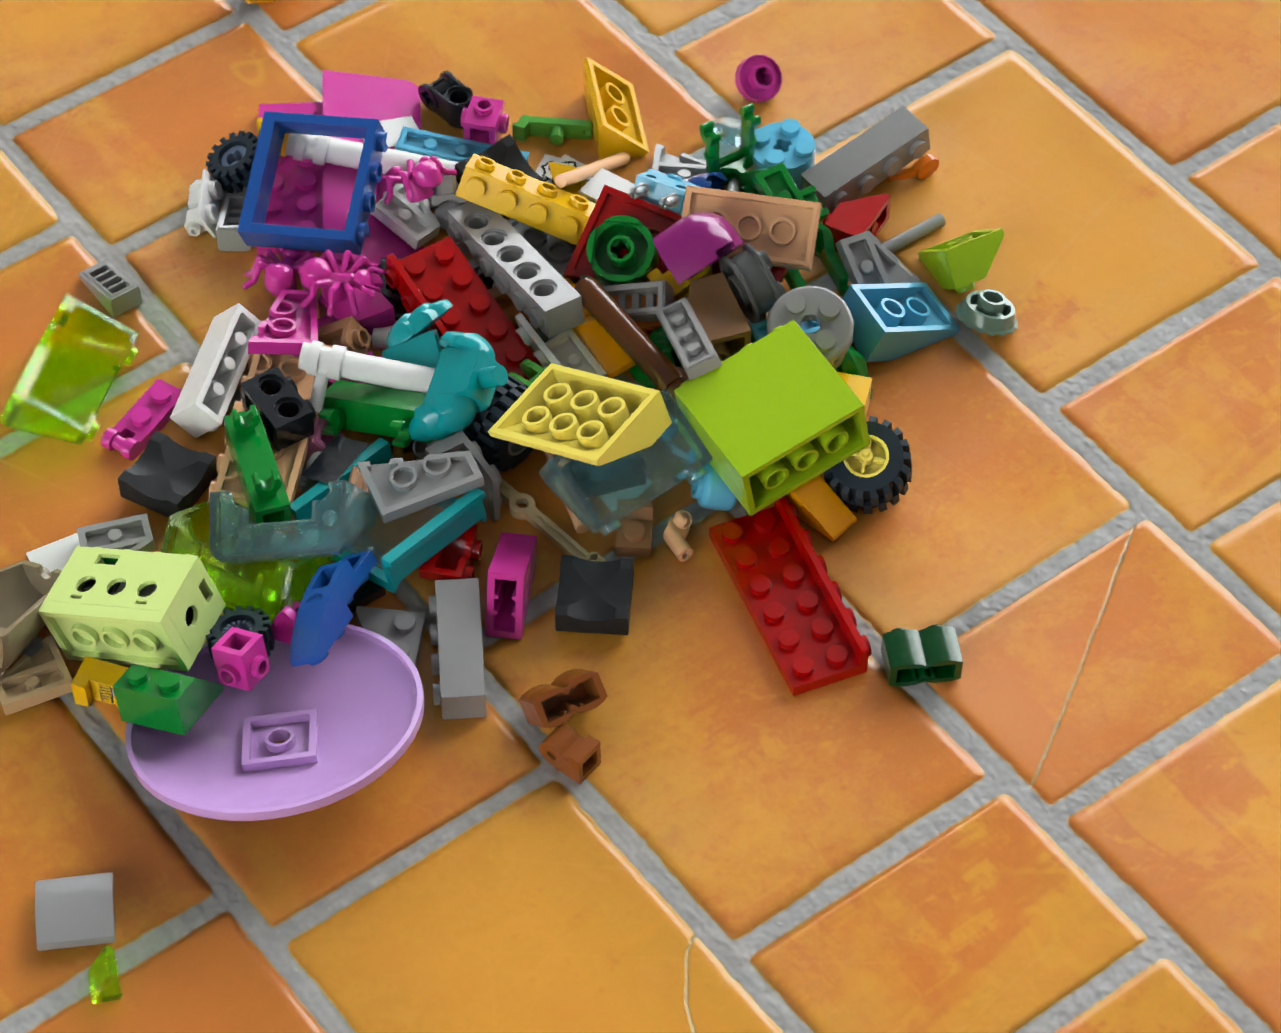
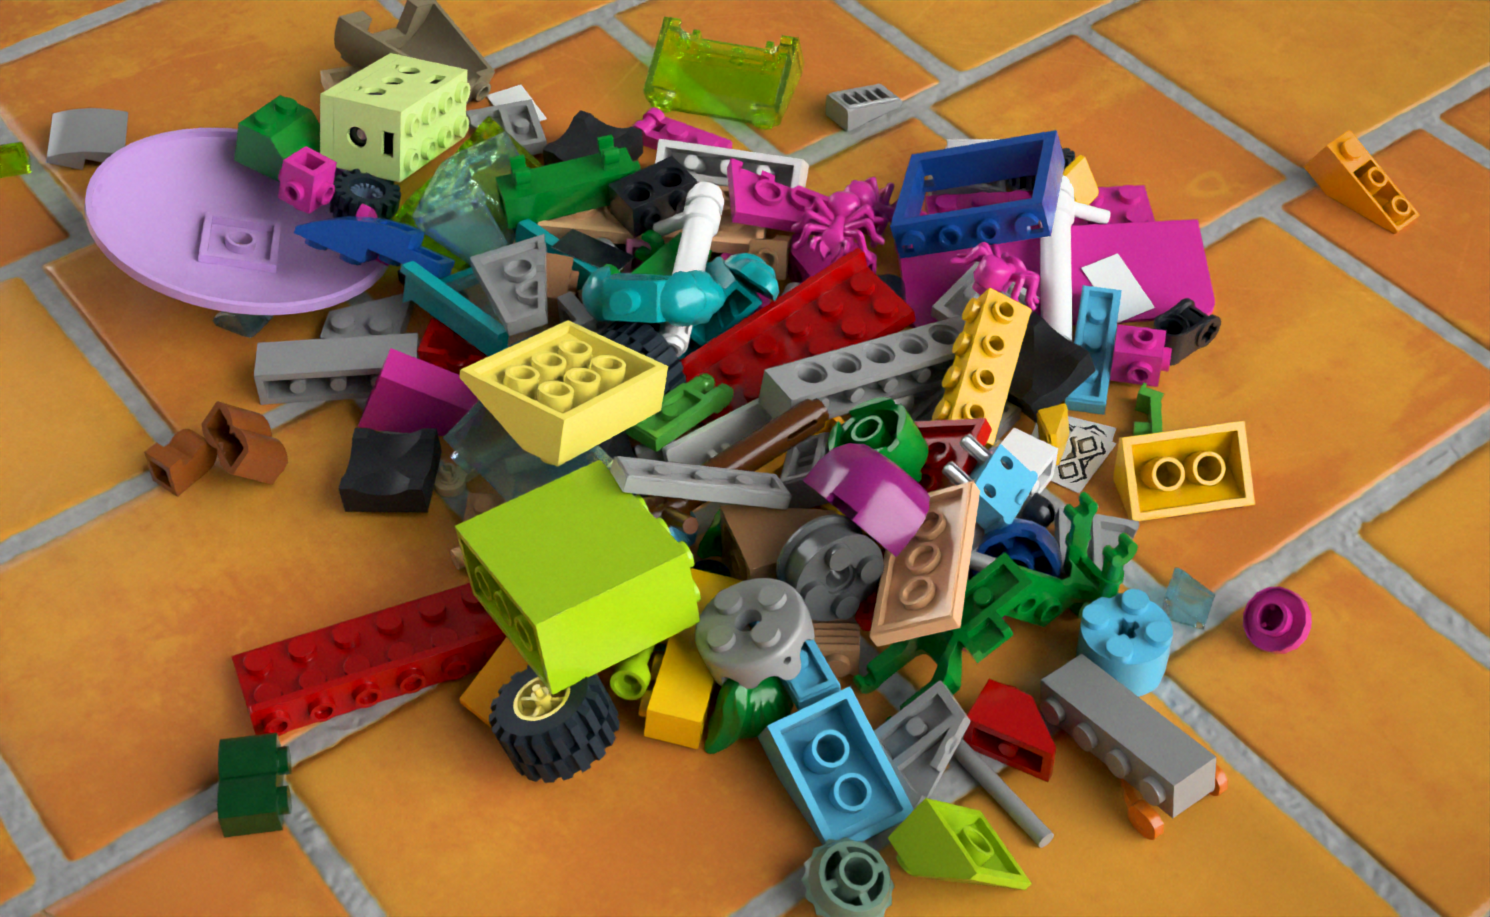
camera: 90 degrees right, 5 degrees down
(589, 170) = (1052, 437): light nougat bar -> none

